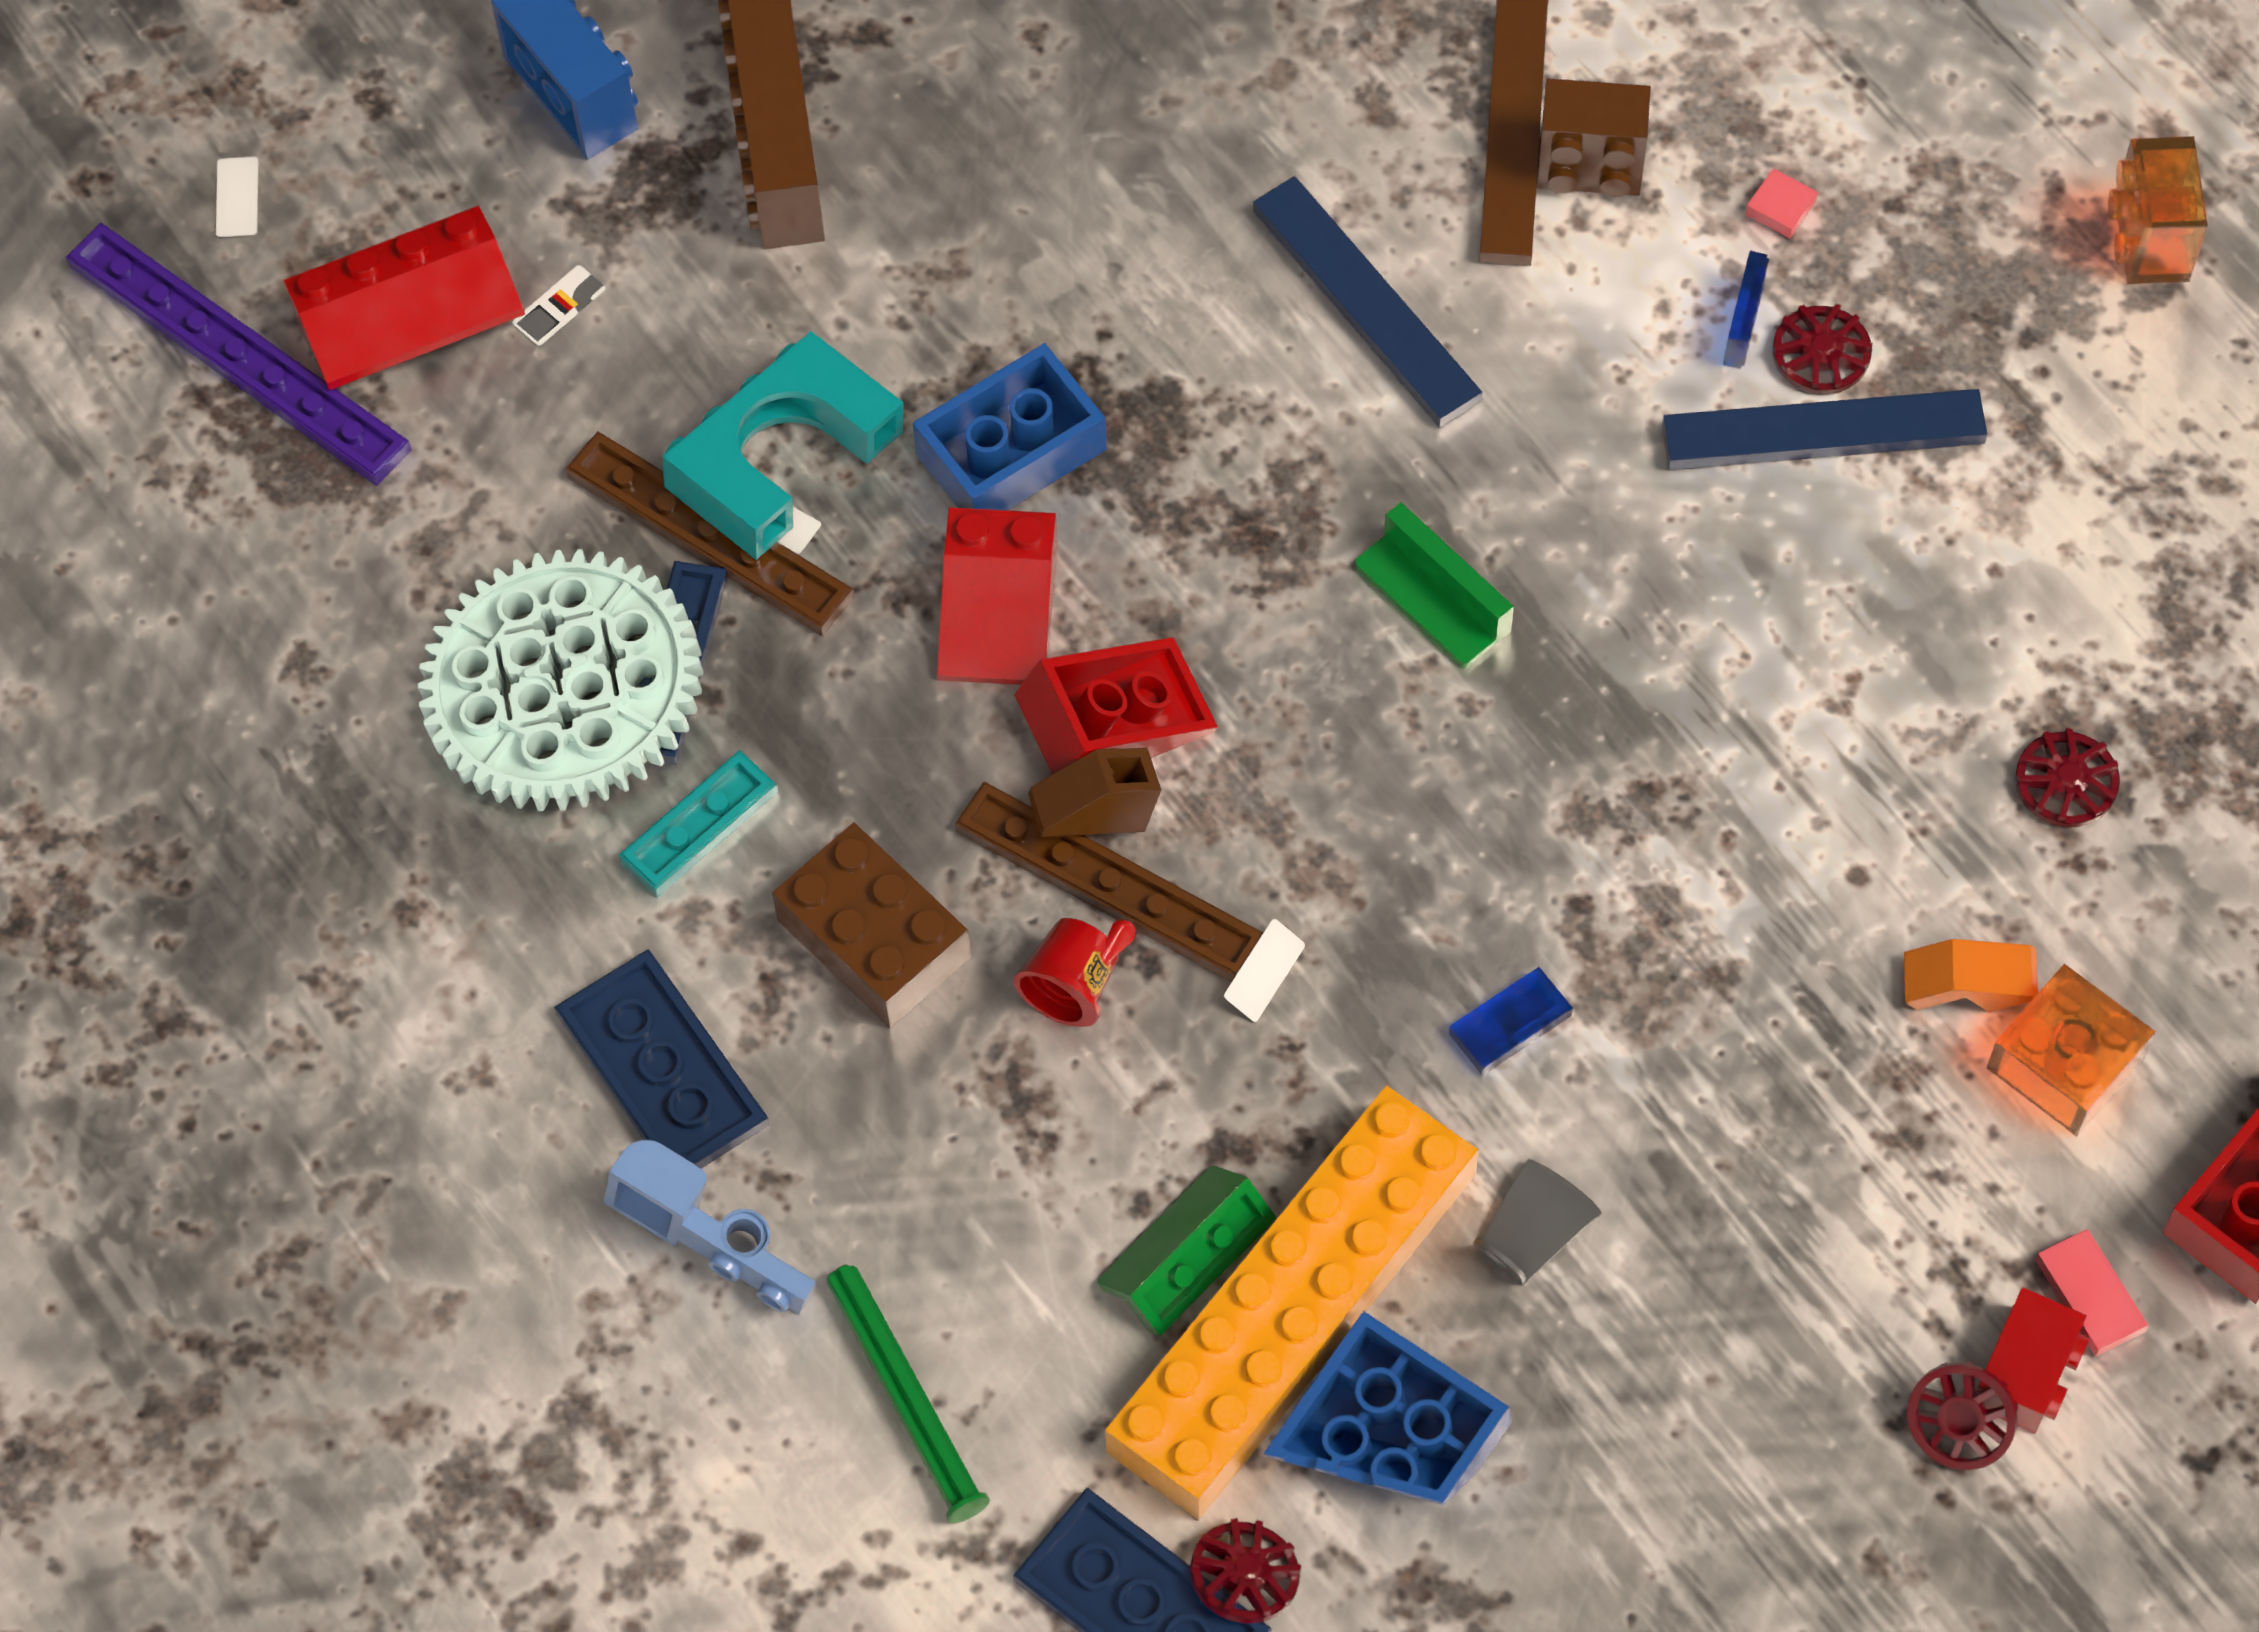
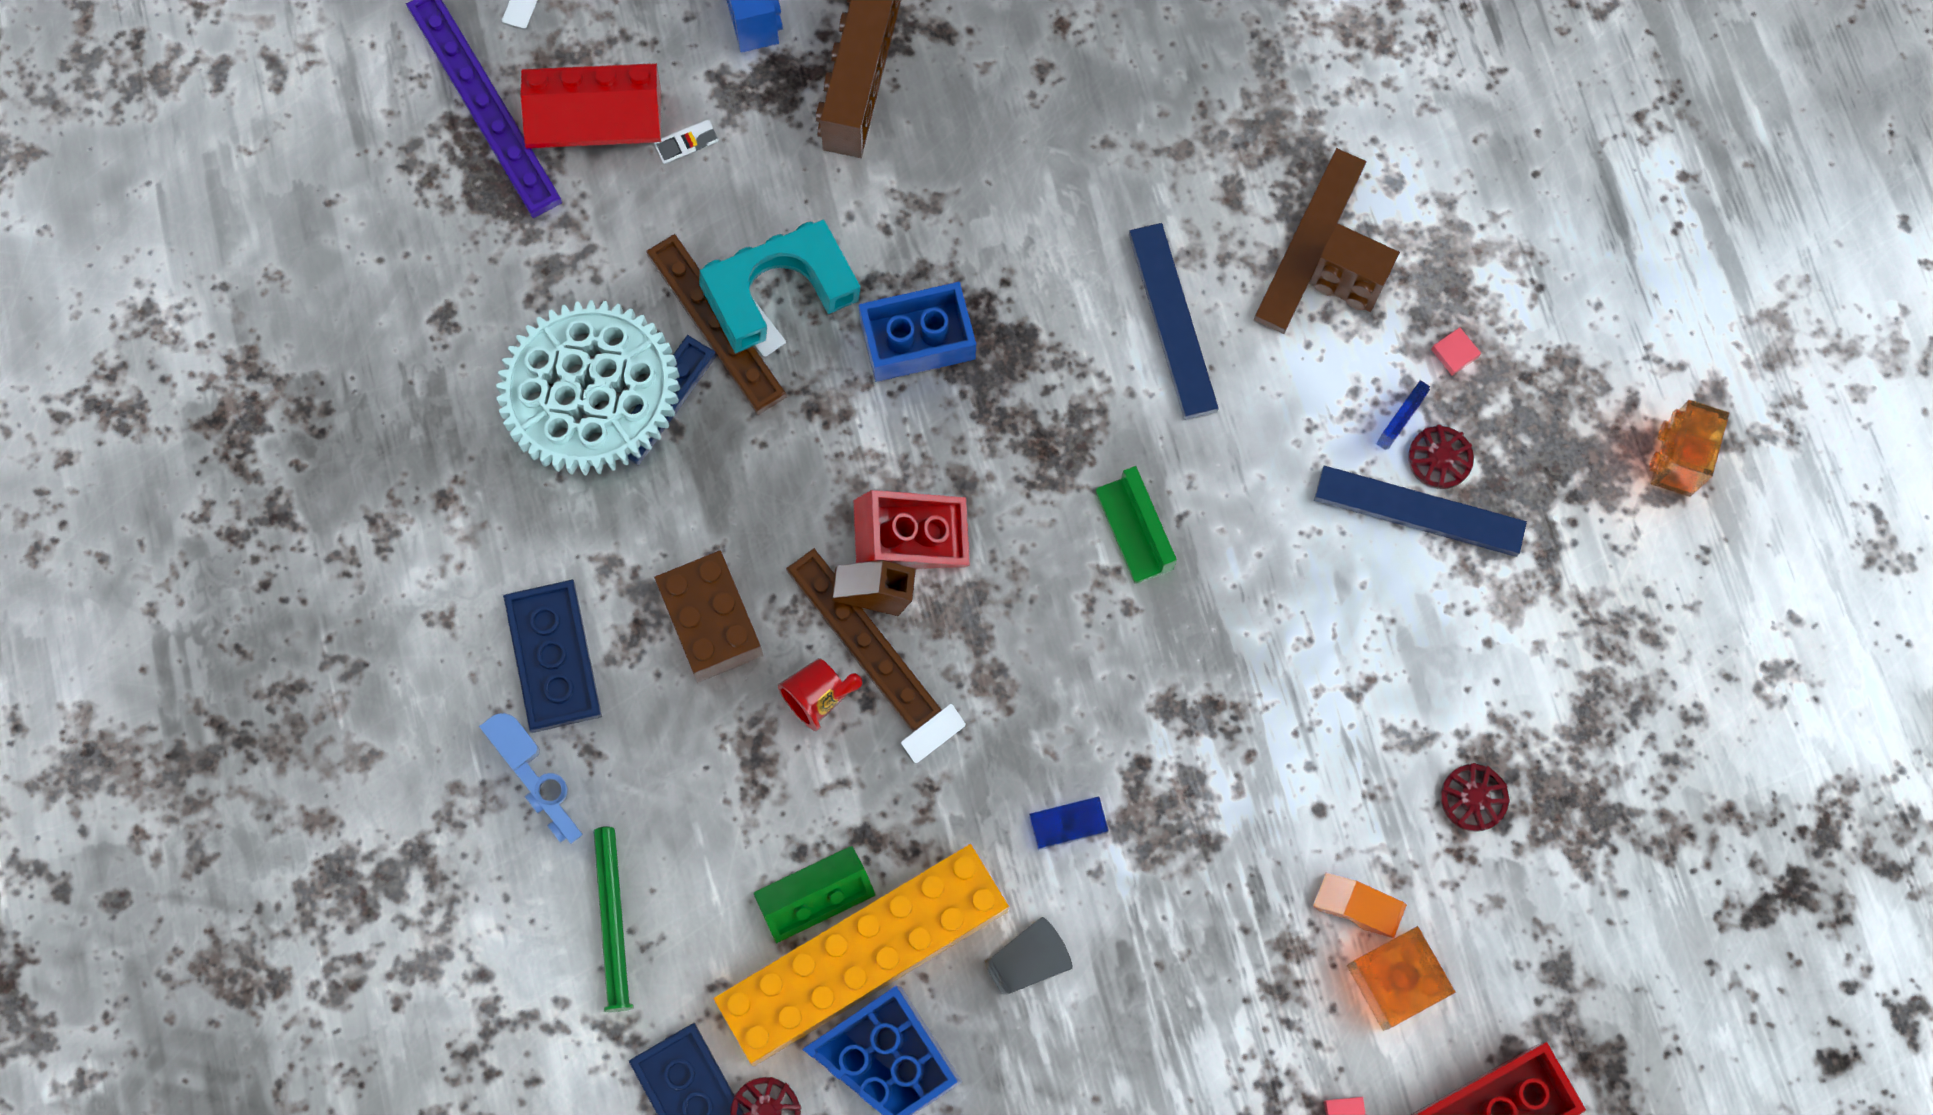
camera: 15 degrees right, 10 degrees up
(698, 823) = (635, 509): teal tile -> none
(996, 594) = (869, 431): red slope -> none

